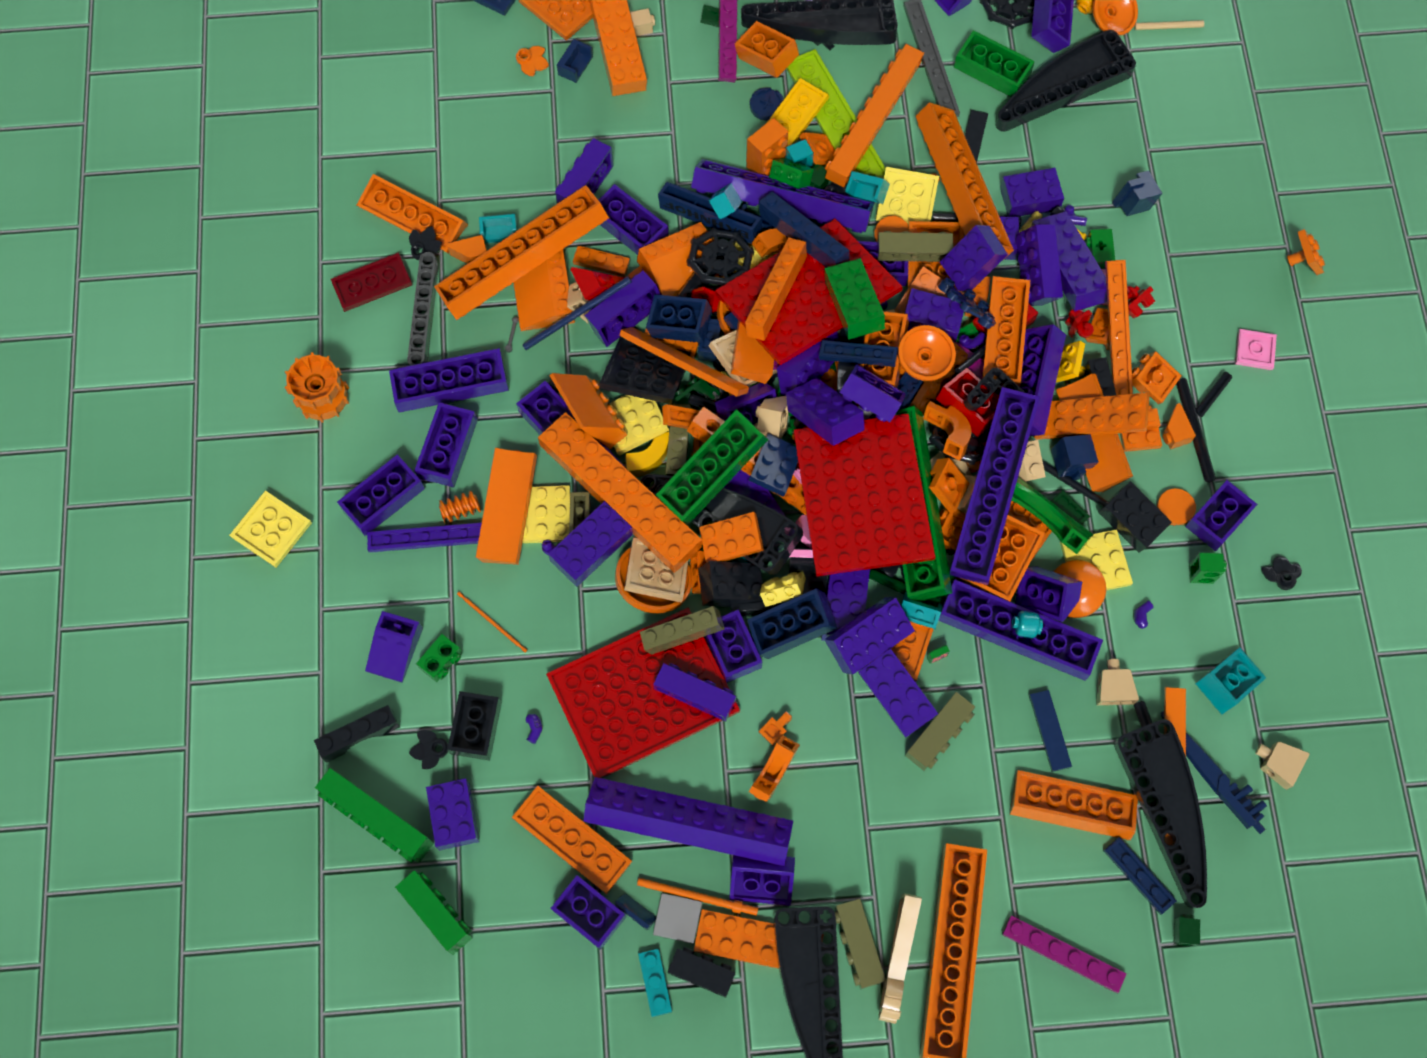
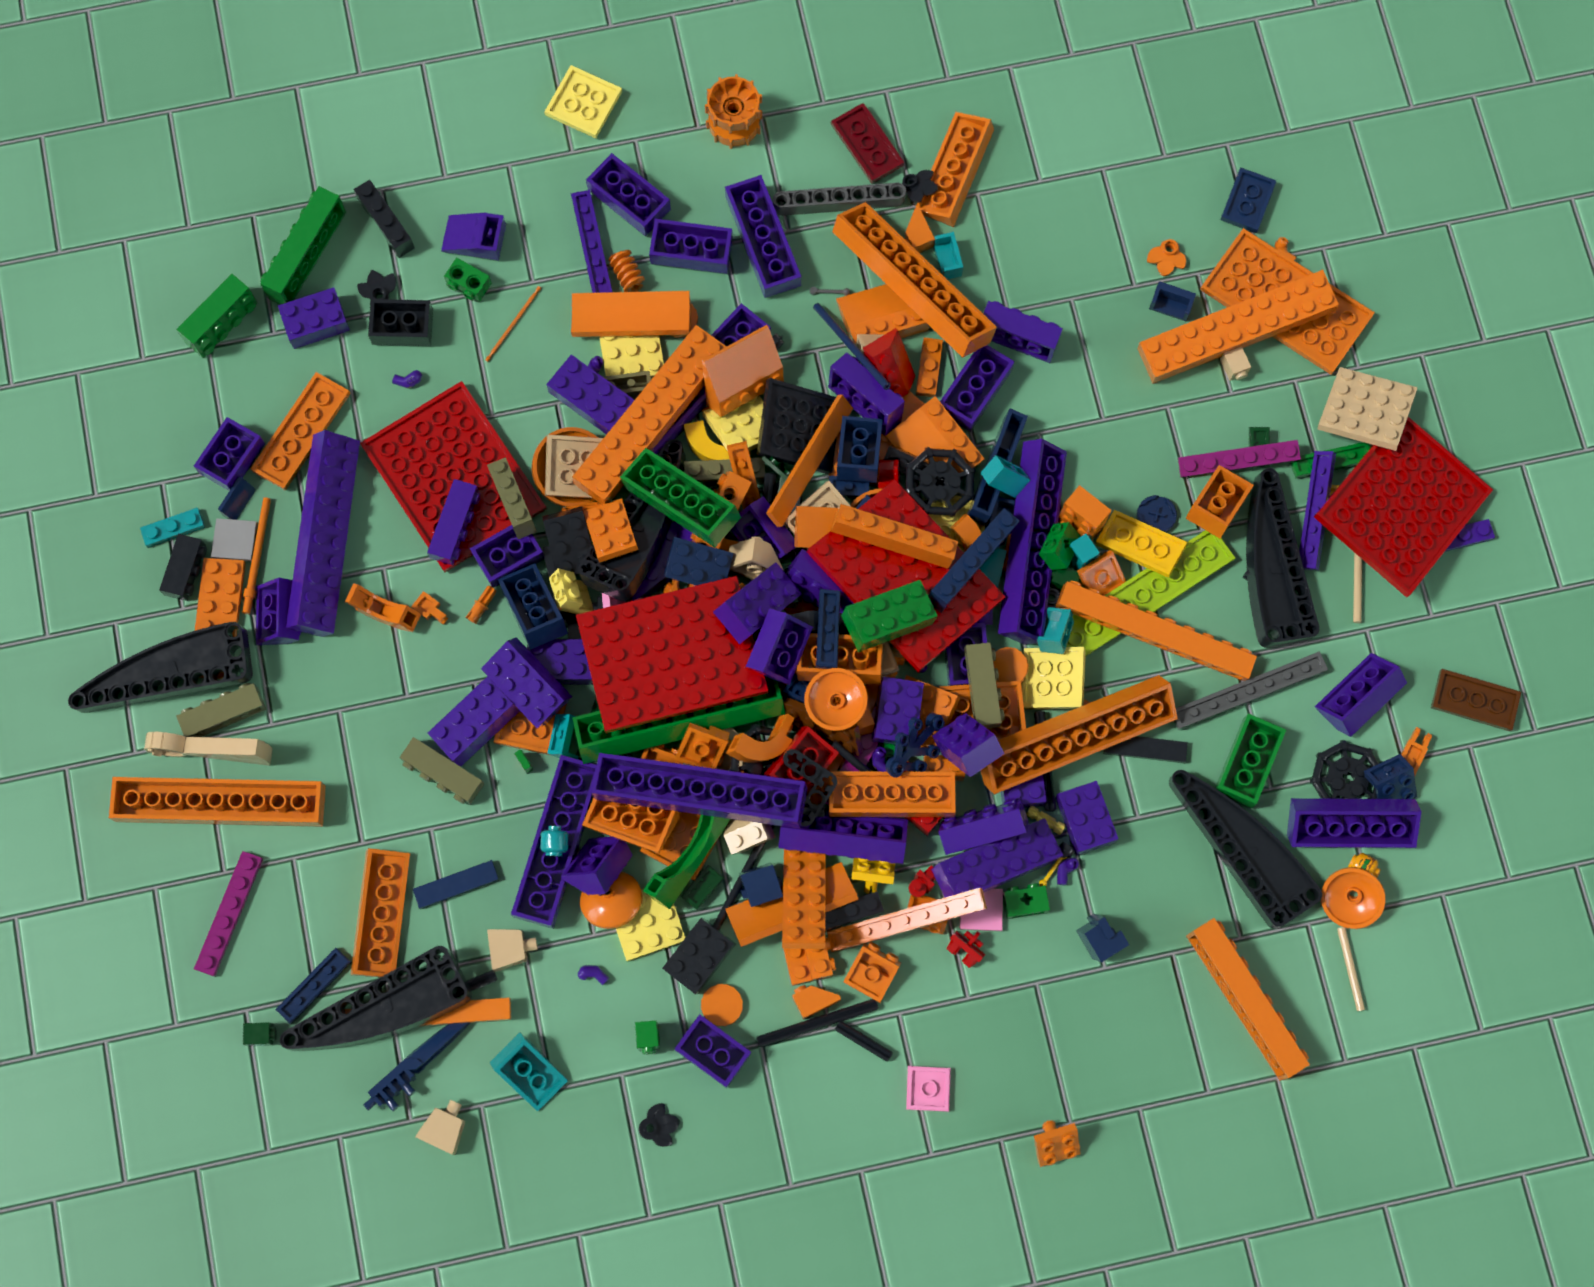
camera: 80 degrees right, 5 degrees up
(778, 678) = (481, 605): none -> orange axle
(1195, 95) = (1248, 1000): none -> orange brick

